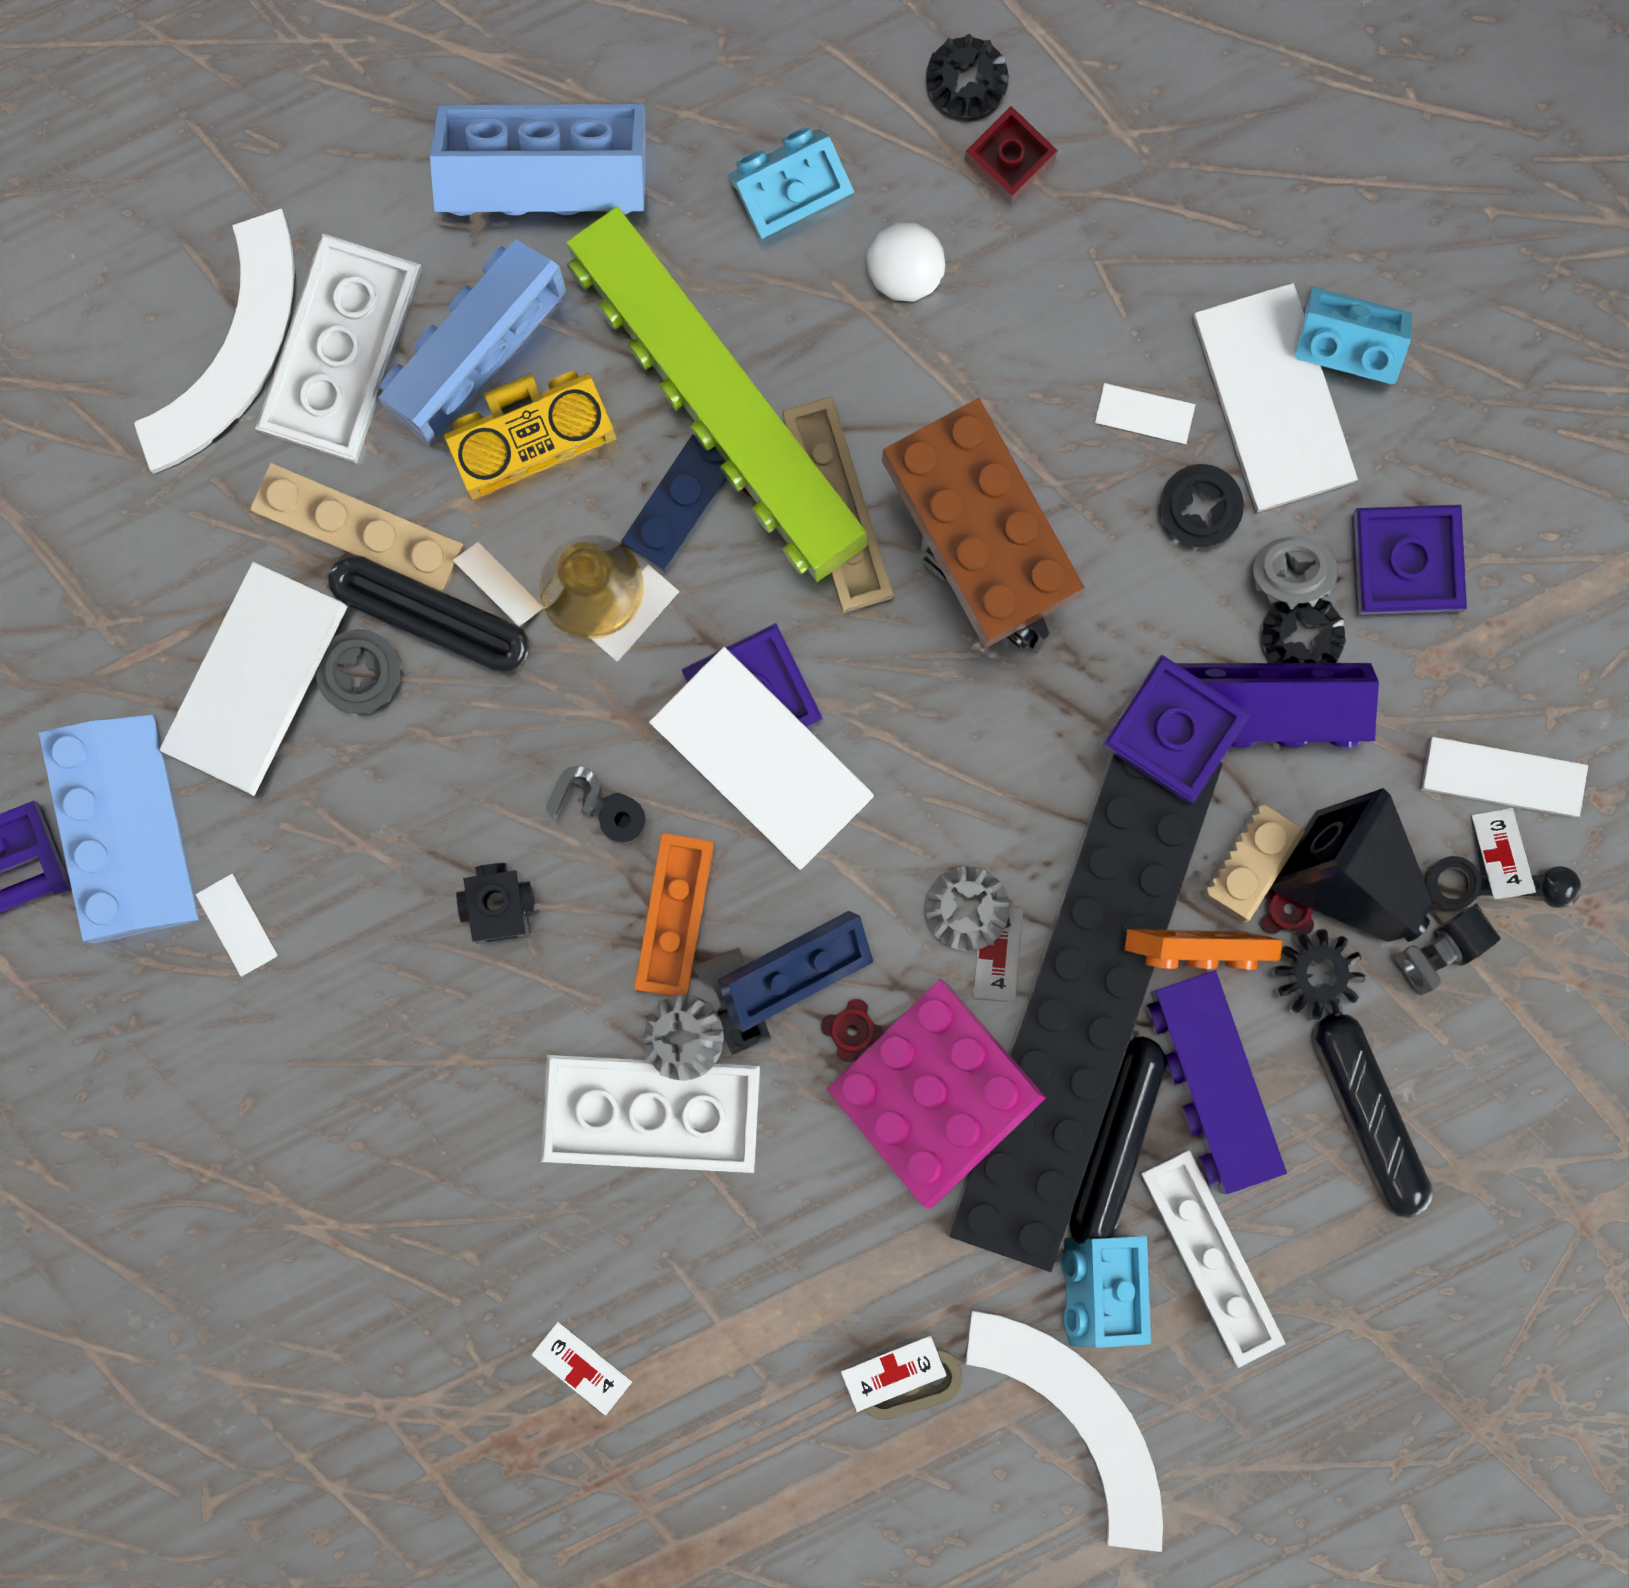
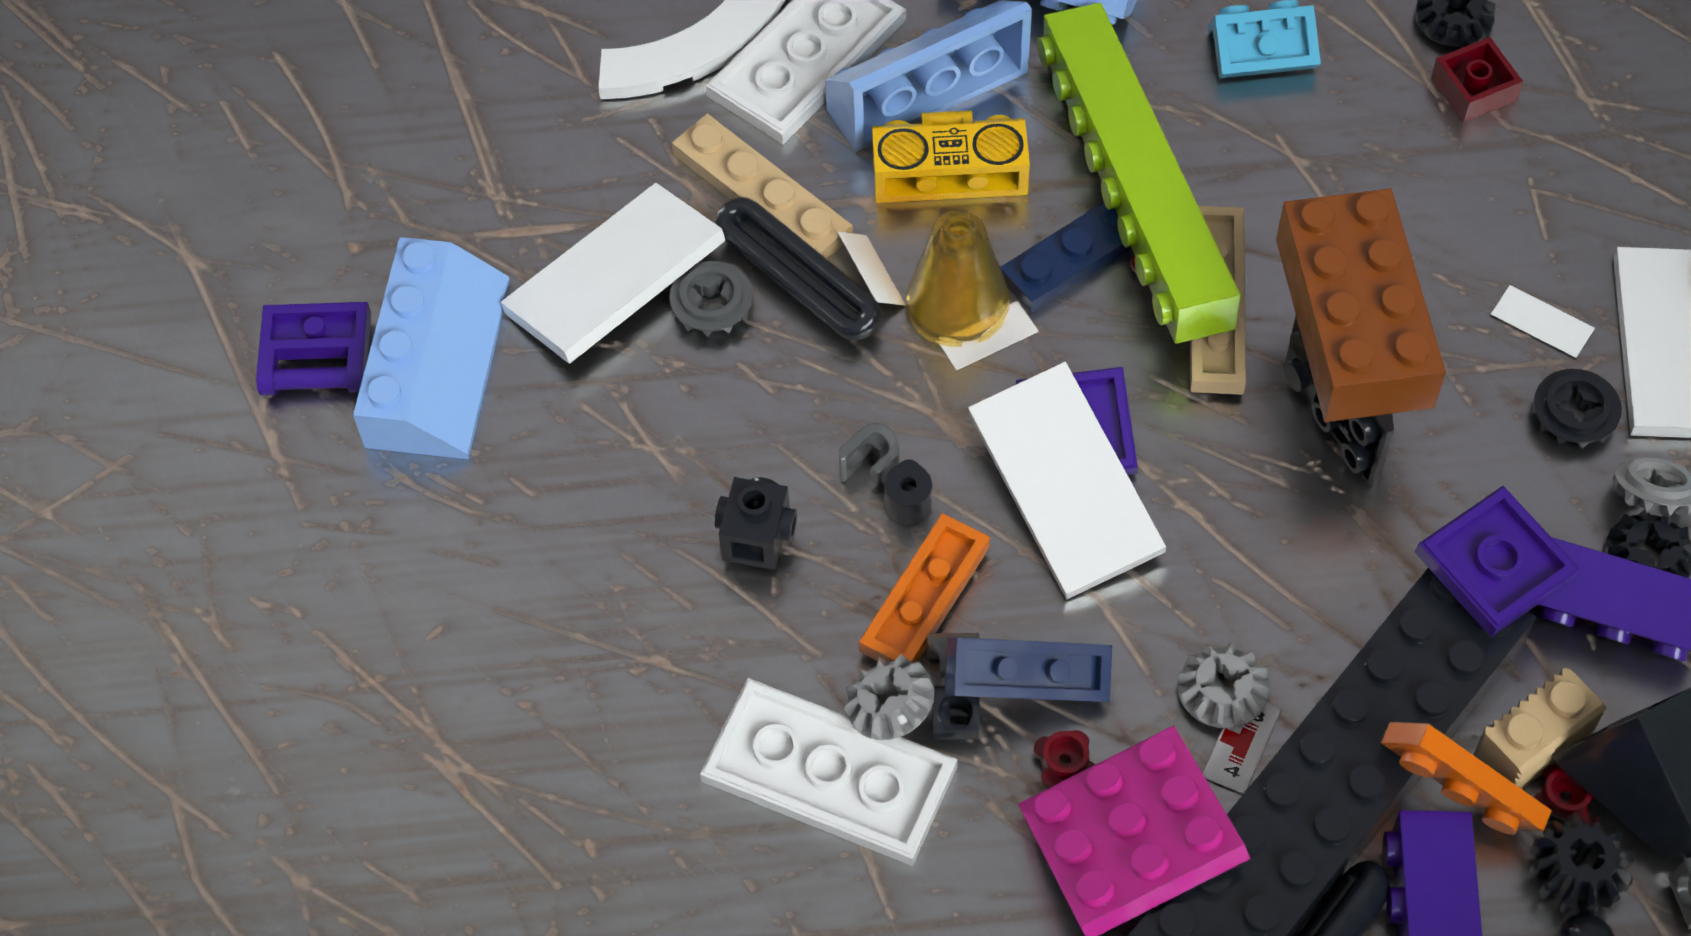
camera: 25 degrees right, 25 degrees down
(236, 925) = (501, 474): white sticker -> none
(905, 261) = (1350, 130): white hair -> none

